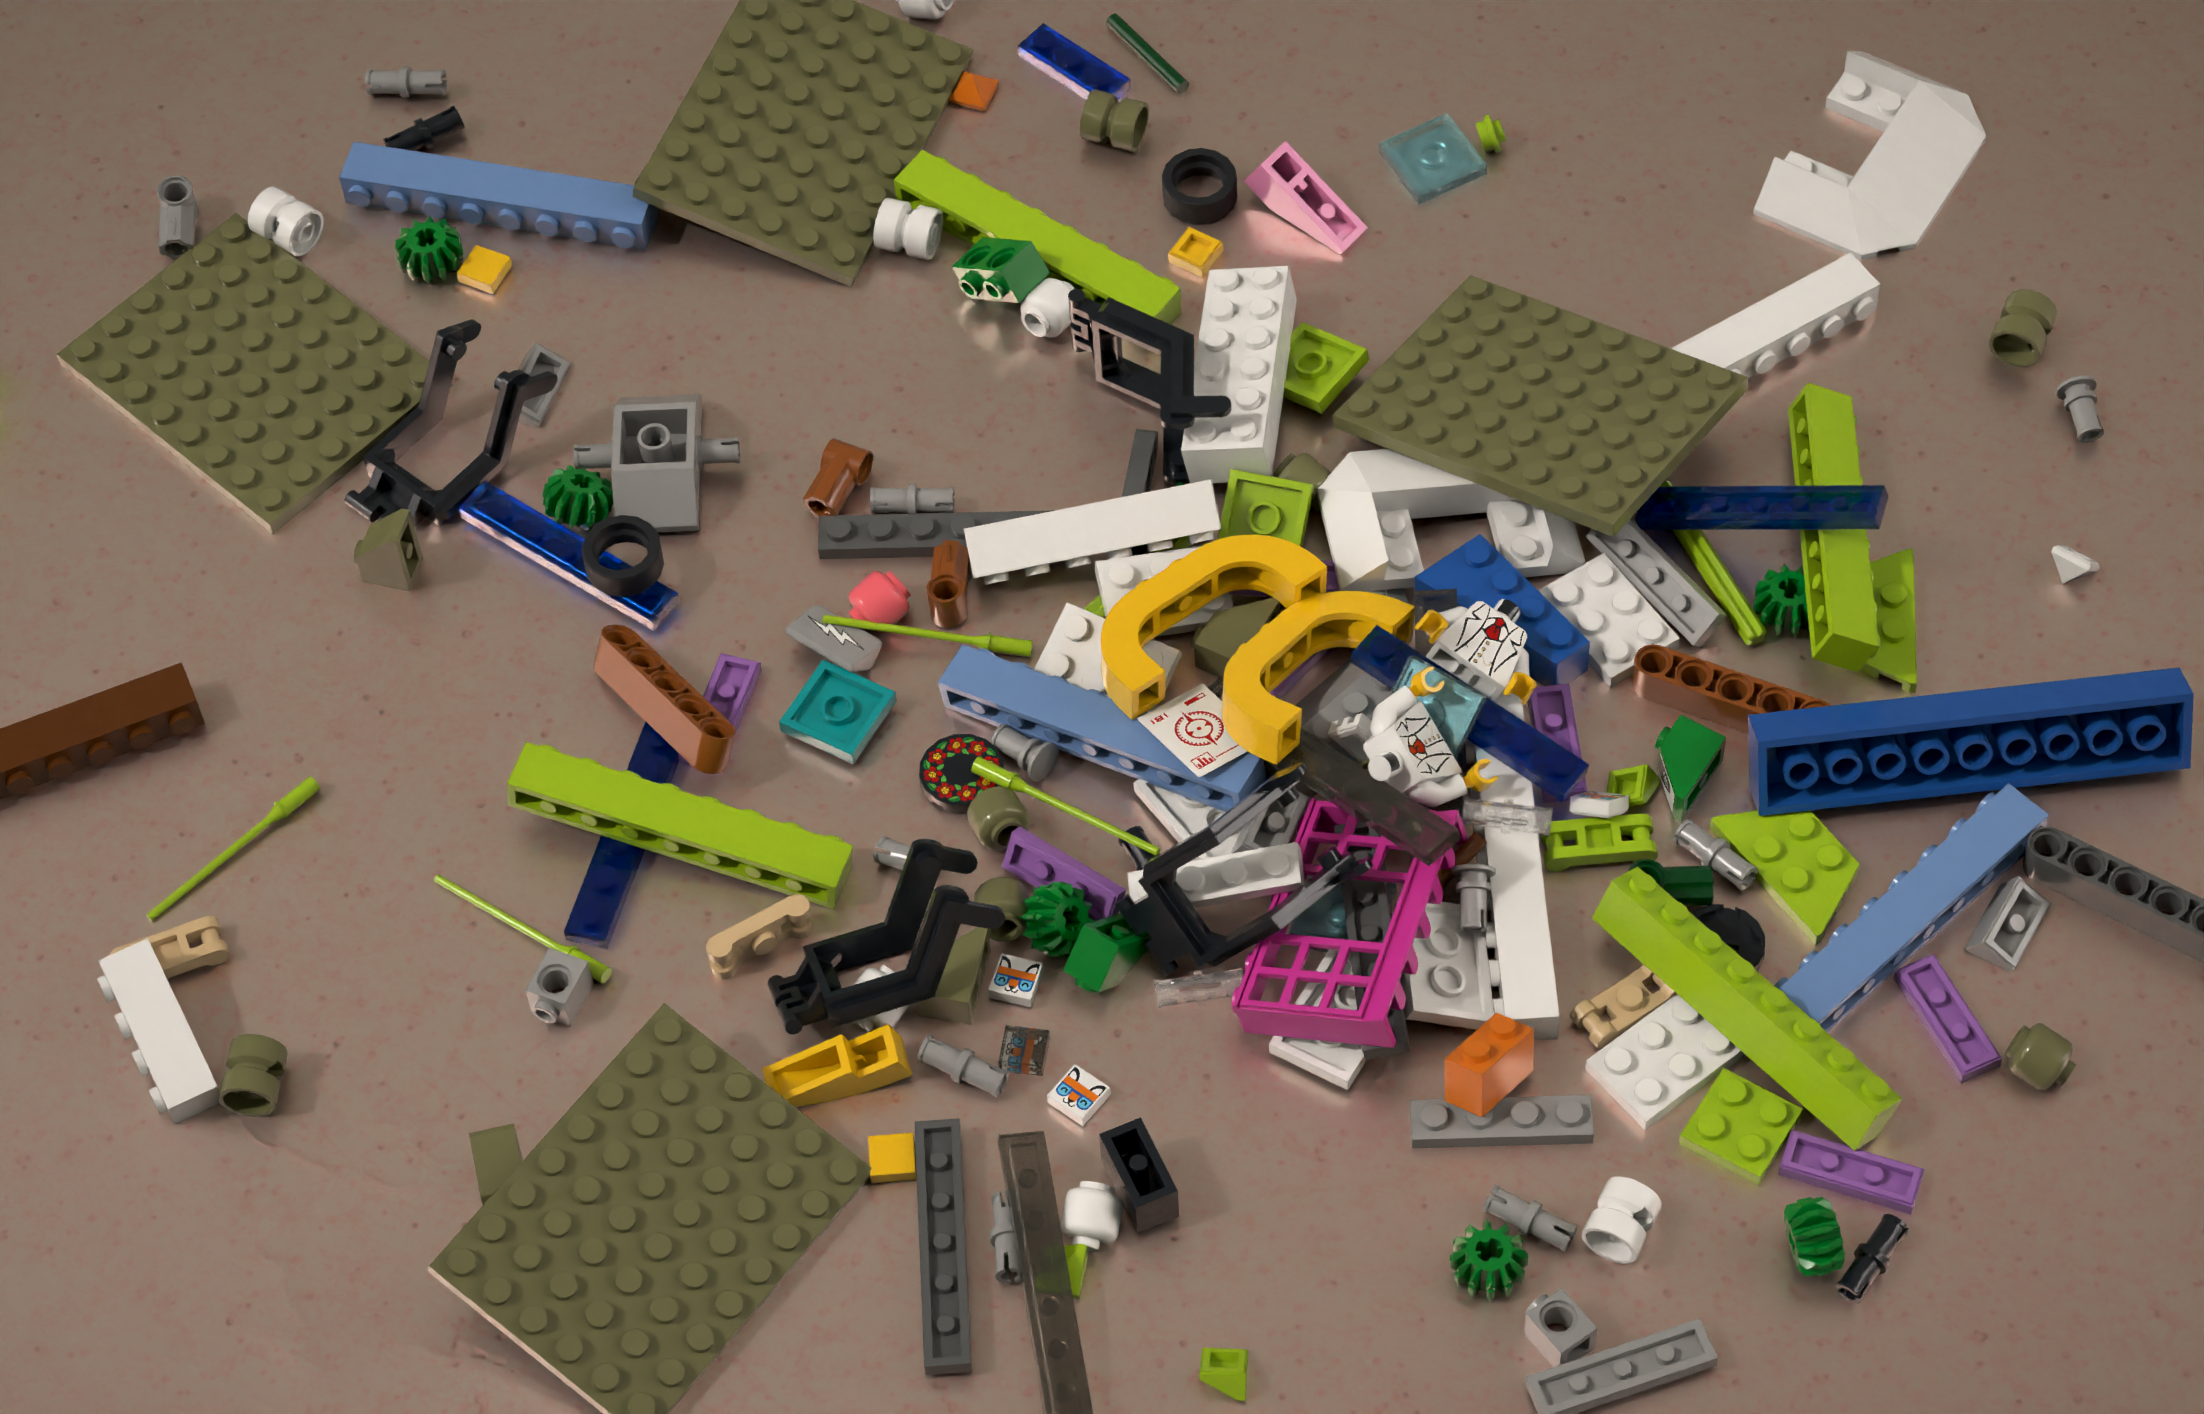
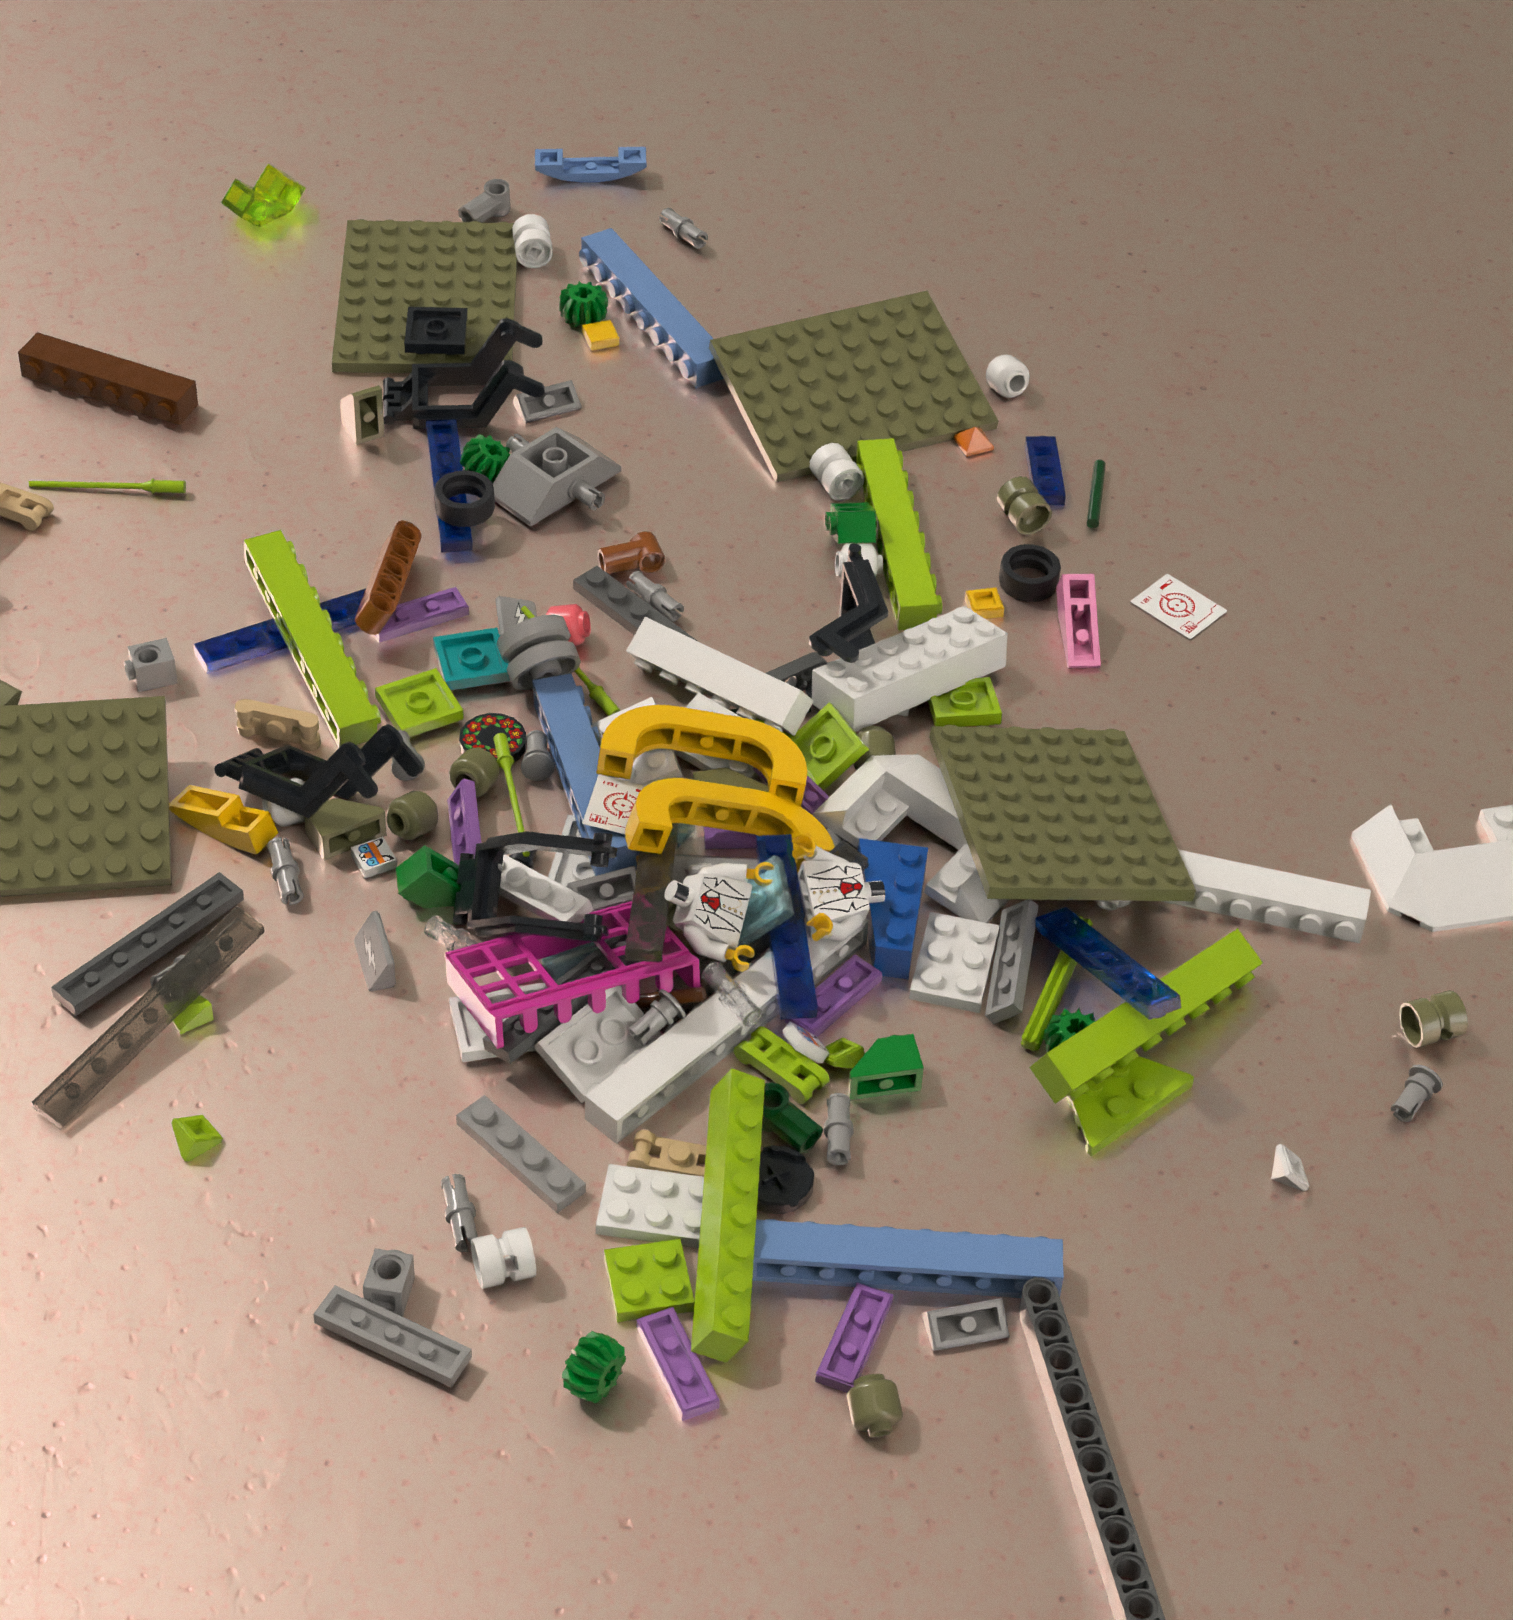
camera: 40 degrees right, 10 degrees down
(222, 86) = (590, 169): none -> medium blue slope
(341, 401) = (436, 330): none -> black plate
(427, 131) = (659, 255): black pin -> none
(598, 970) = (182, 659): lime piece -> none
(852, 797) = (419, 703): none -> lime plate
(892, 1157) = (186, 879): yellow tile -> none
(919, 652) = (538, 650): none -> light grey wheel
(949, 584) = (607, 648): dark orange piece -> none
(1024, 1050) = (328, 893): clear smoke tile -> none
(1055, 918) = (435, 829): green gear -> none
(1078, 1095) = (323, 938): tile -> none
(1091, 1215) = (237, 995): white head -> none
(1139, 1175) = (285, 995): black brick -> none
(1147, 1064) = (375, 954): none -> light grey slope
(1352, 109) = (1178, 606): none -> white sticker
(1432, 158) = (1189, 661): clear light blue tile -> none
(1488, 1260) = (404, 1210): green gear -> none
(1489, 1064) = (543, 1109): orange brick -> none
(1491, 134) = (1238, 672): lime plate -> none
(1713, 689) = (965, 1060): dark orange beam -> none
(1795, 862) = (883, 1174): lime wing -> none
(1872, 1258) = (618, 1416): black pin -> none
(1970, 741) = (1072, 1197): blue brick -> none

